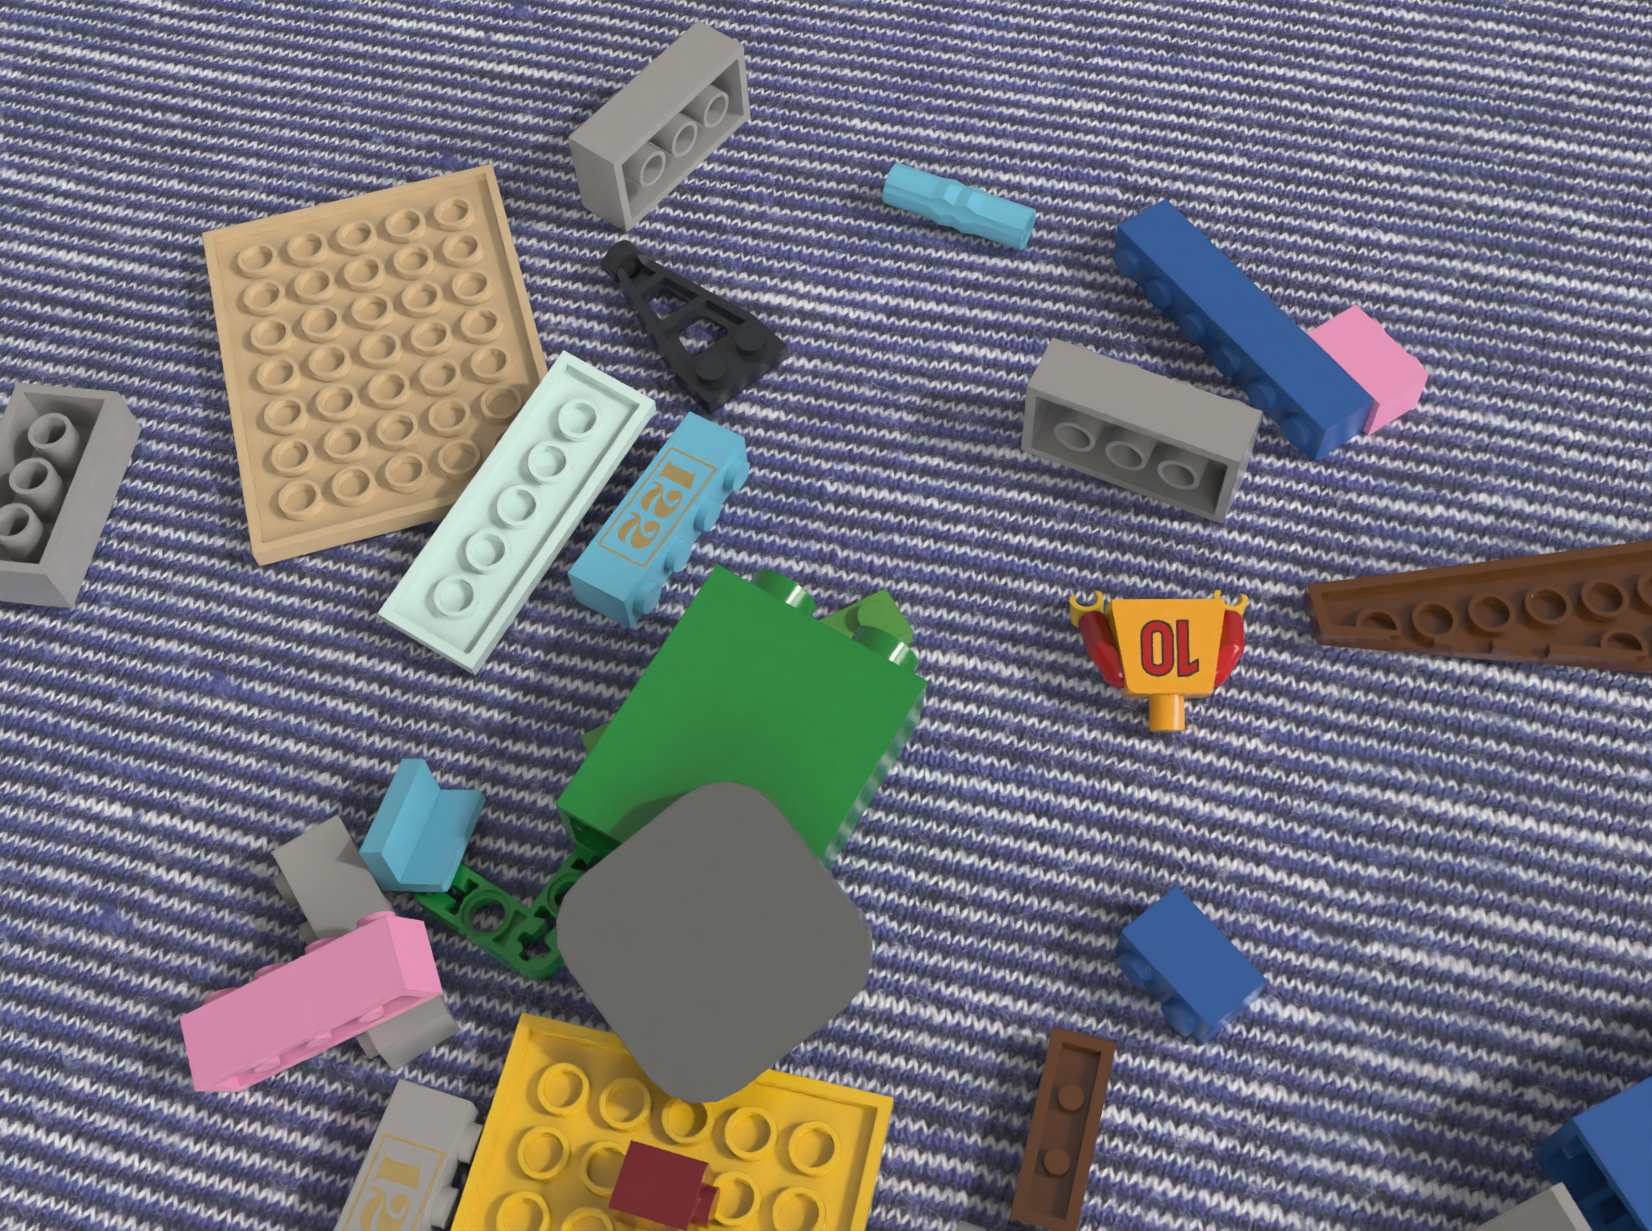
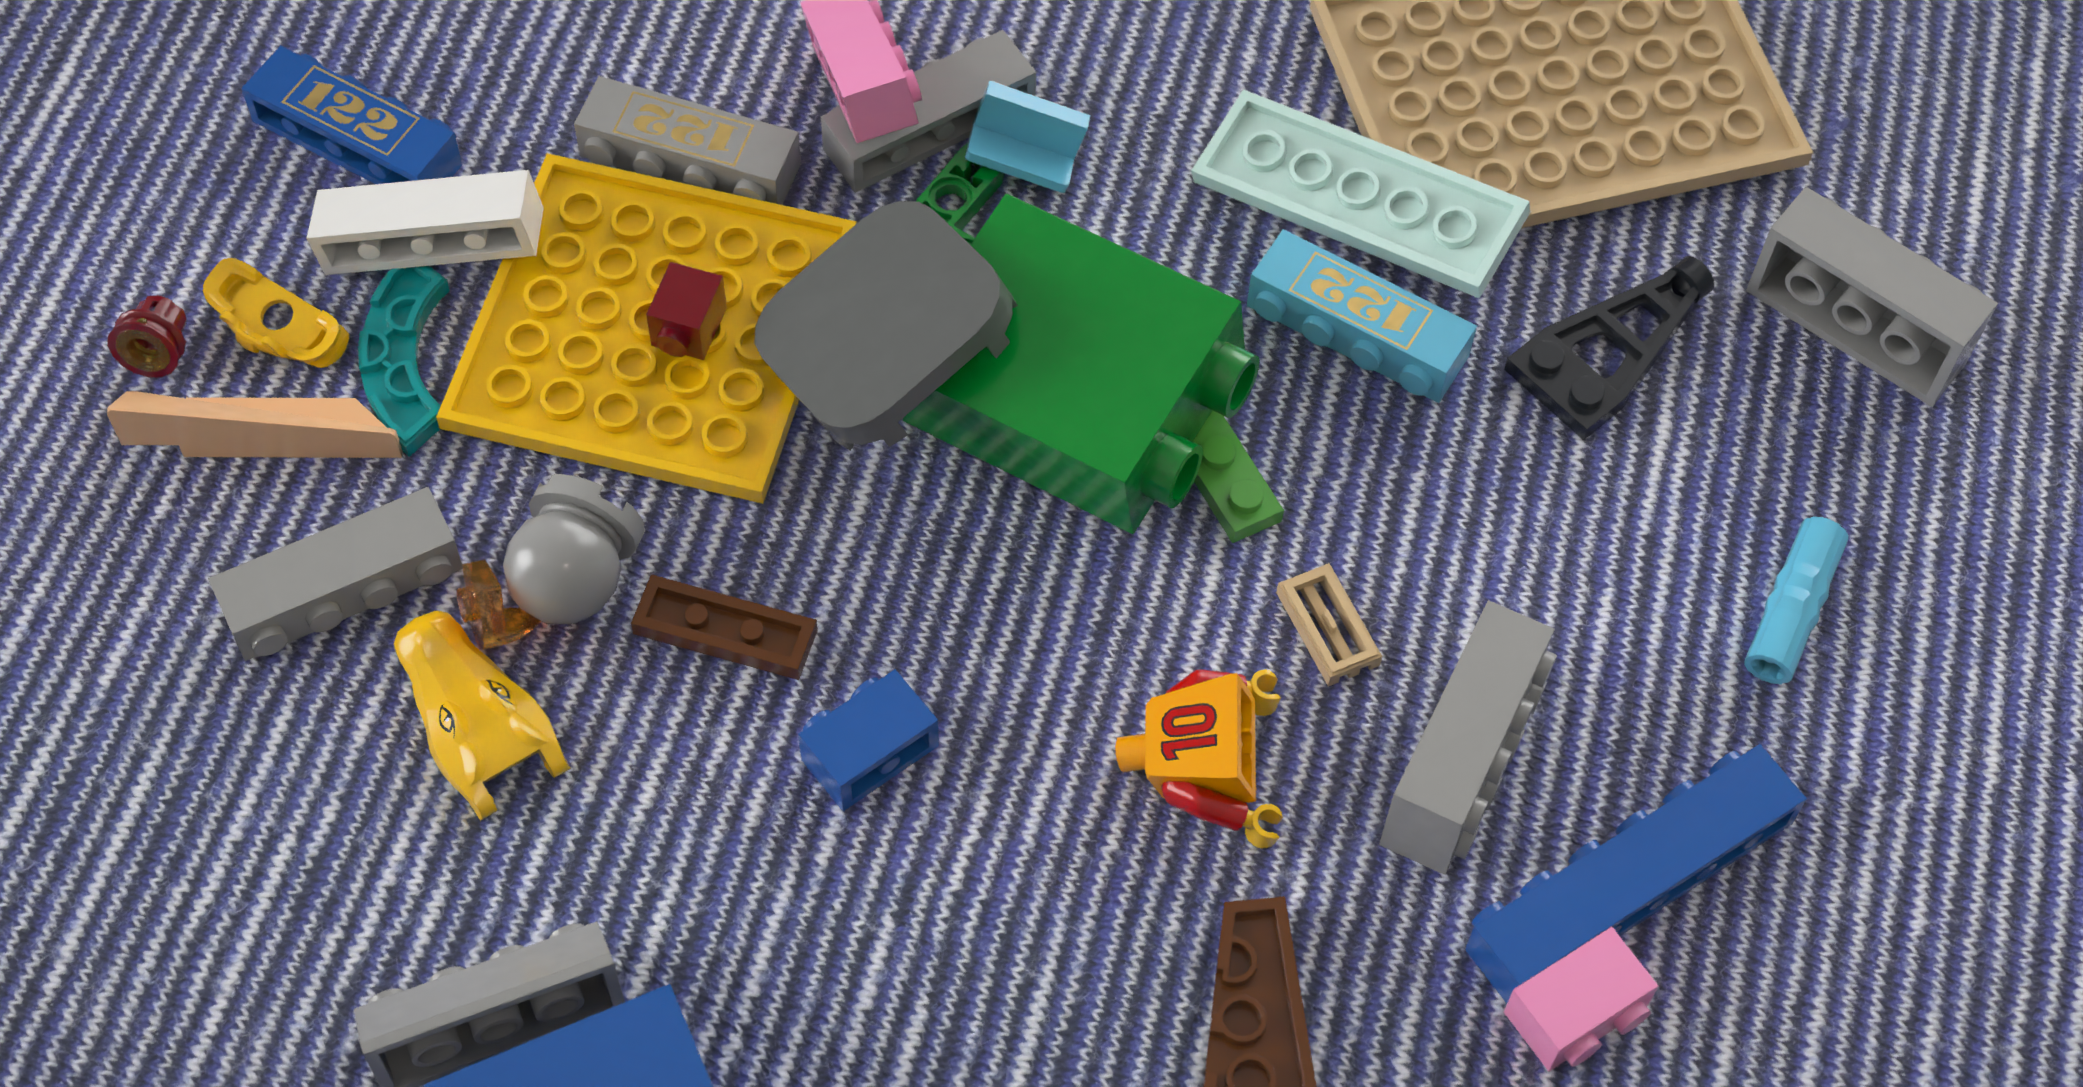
camera: 85 degrees right, 0 degrees up
(1007, 564) = (1348, 663): none -> tan tile

